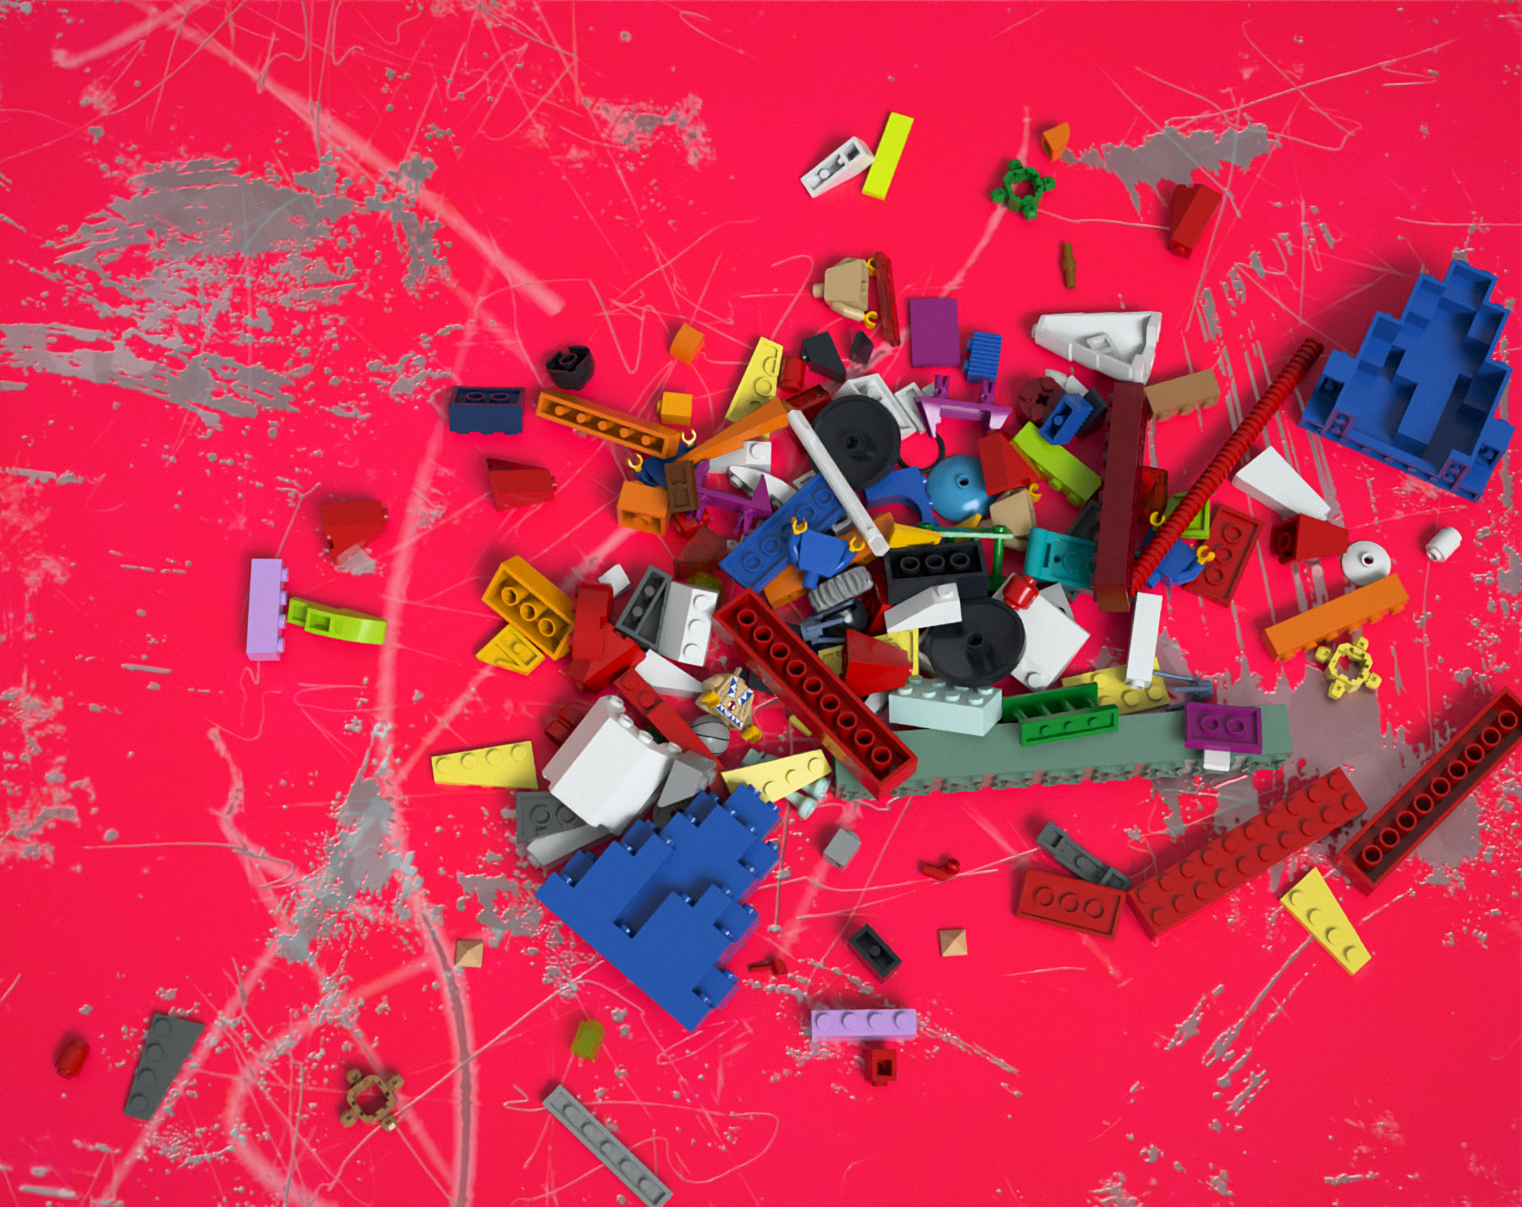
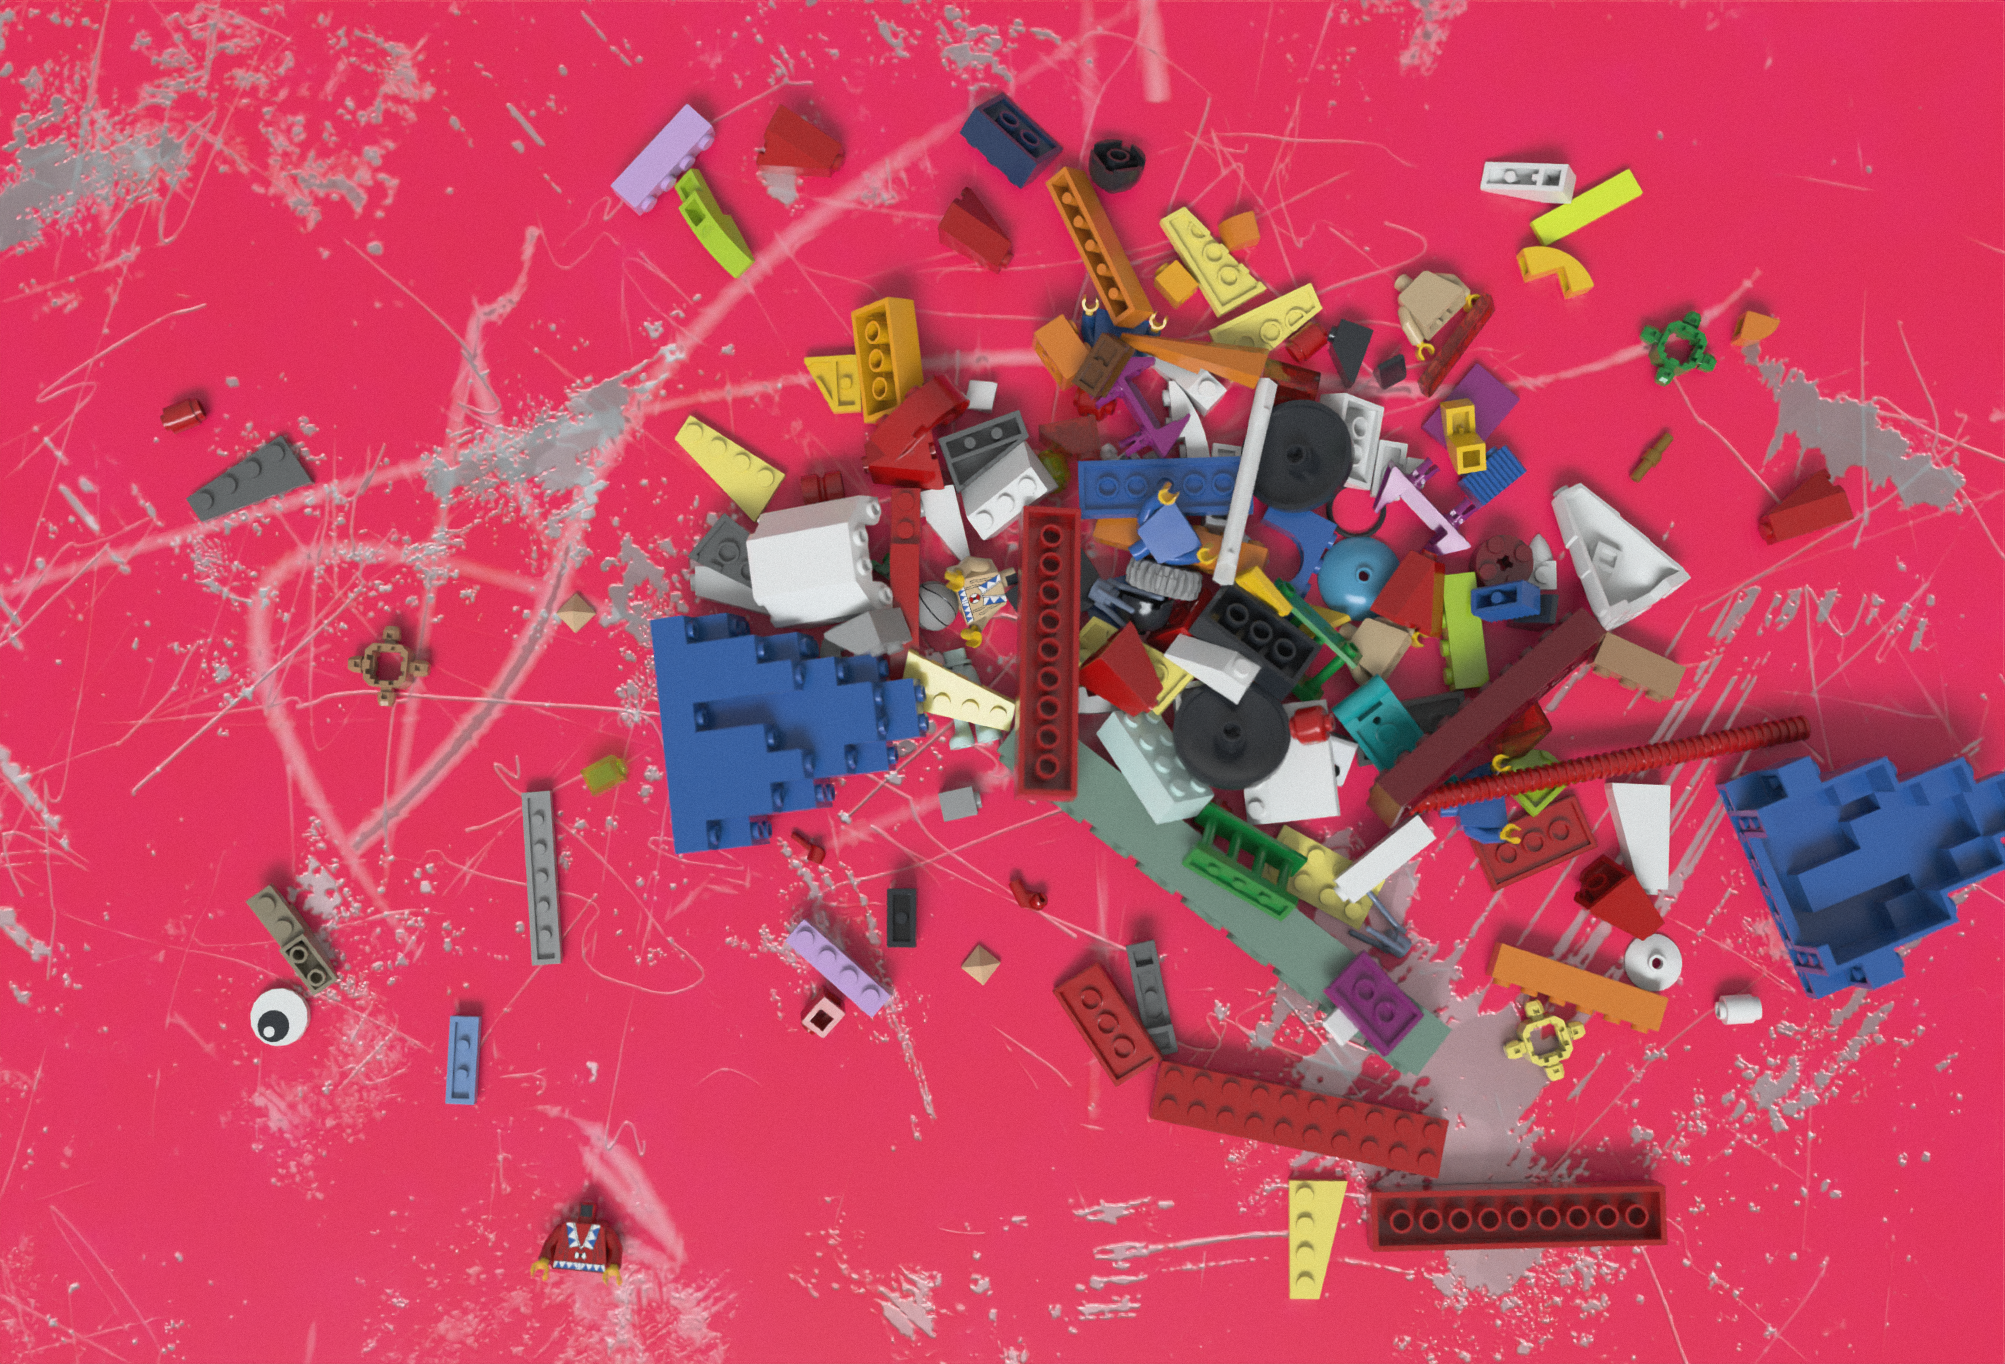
camera: 45 degrees right, 15 degrees up
(704, 381) = (1219, 275): none -> light yellow wing
(893, 205) = (1545, 261): none -> yellow brick
(951, 353) = (1463, 443): none -> yellow brick

